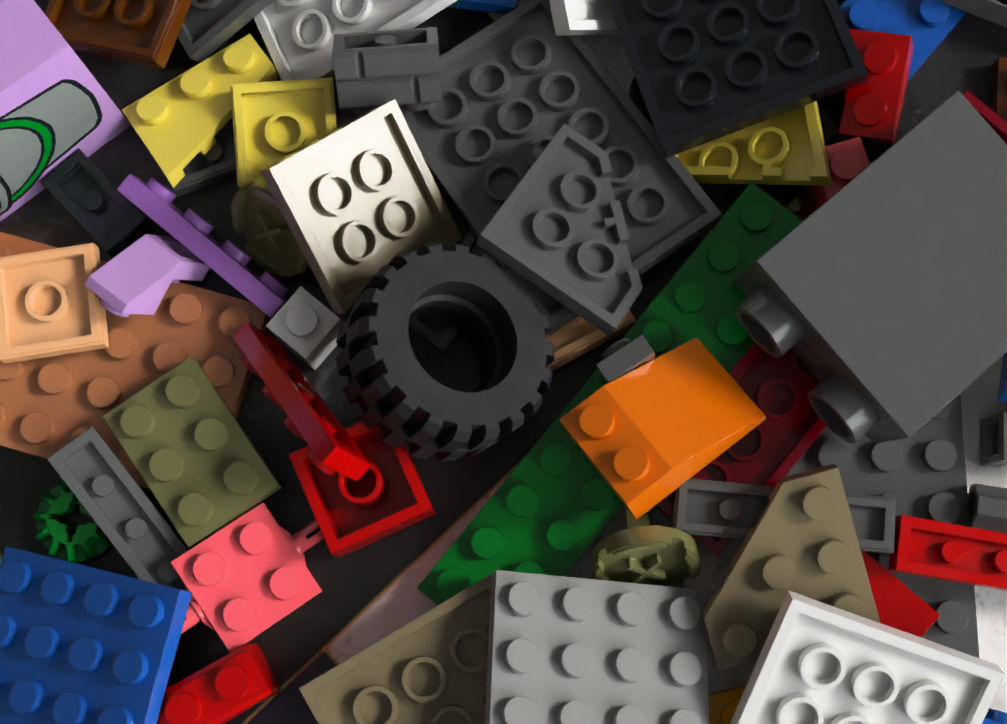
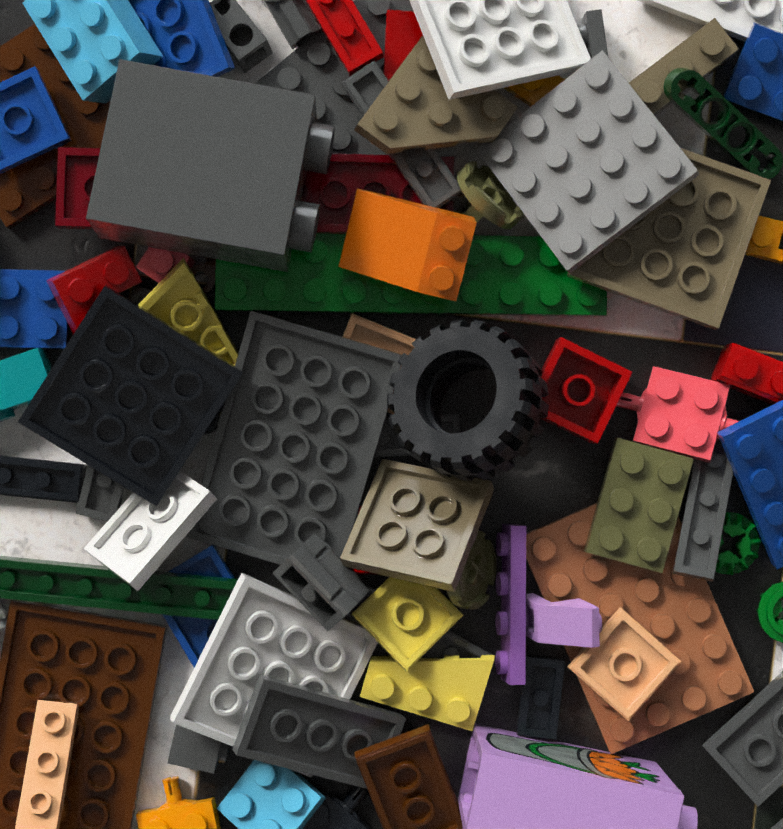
camera: 135 degrees left, 10 degrees up
(305, 409) = (565, 453): red plate -> none
(306, 328) = (513, 502): white brick -> none
(569, 232) = (337, 389): dark grey plate -> none
(624, 357) = (388, 295): dark grey plate -> none

